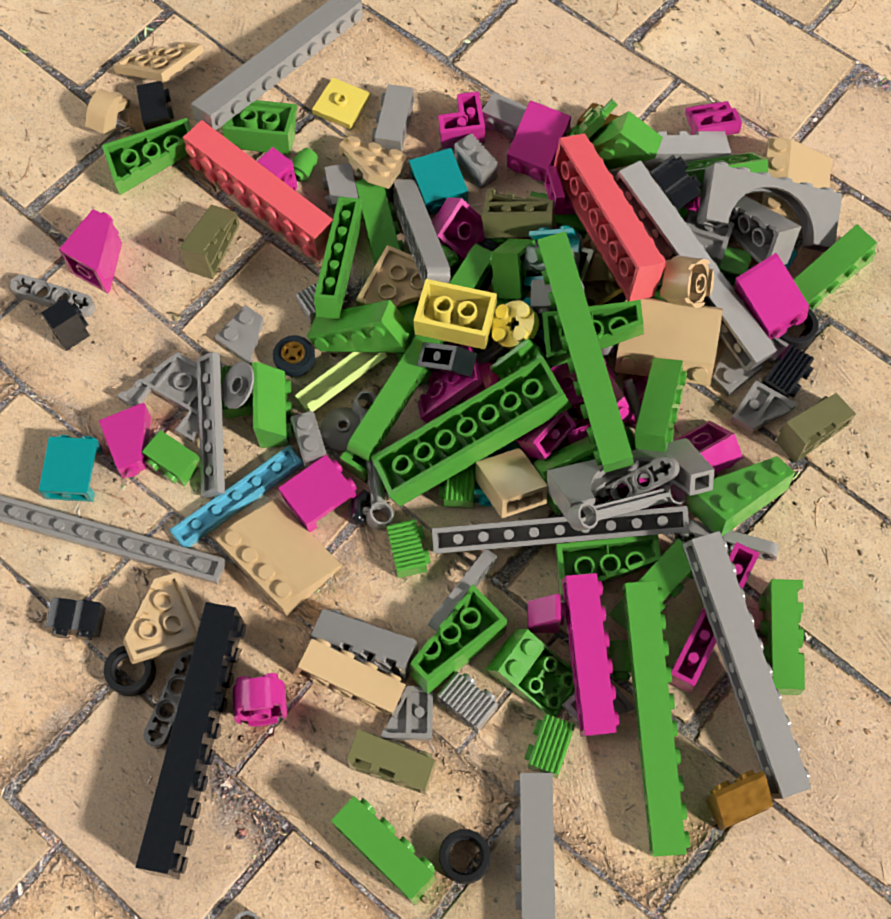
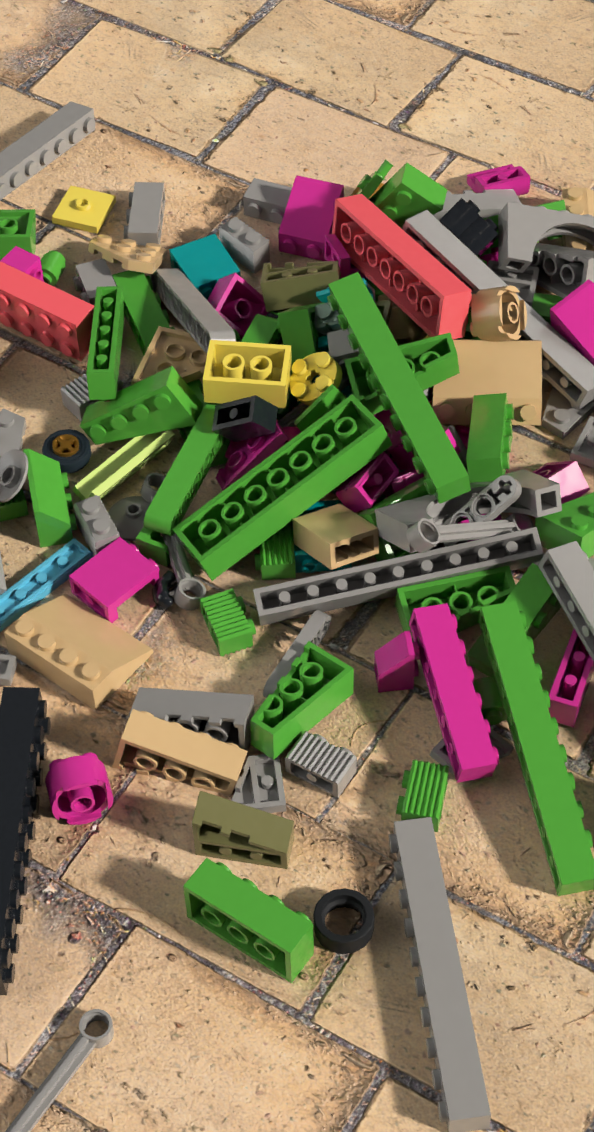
camera: 10 degrees left, 15 degrees down
(466, 121) = (227, 204): dark pink brick -> none
(533, 672) = (391, 724): bright green slope -> none

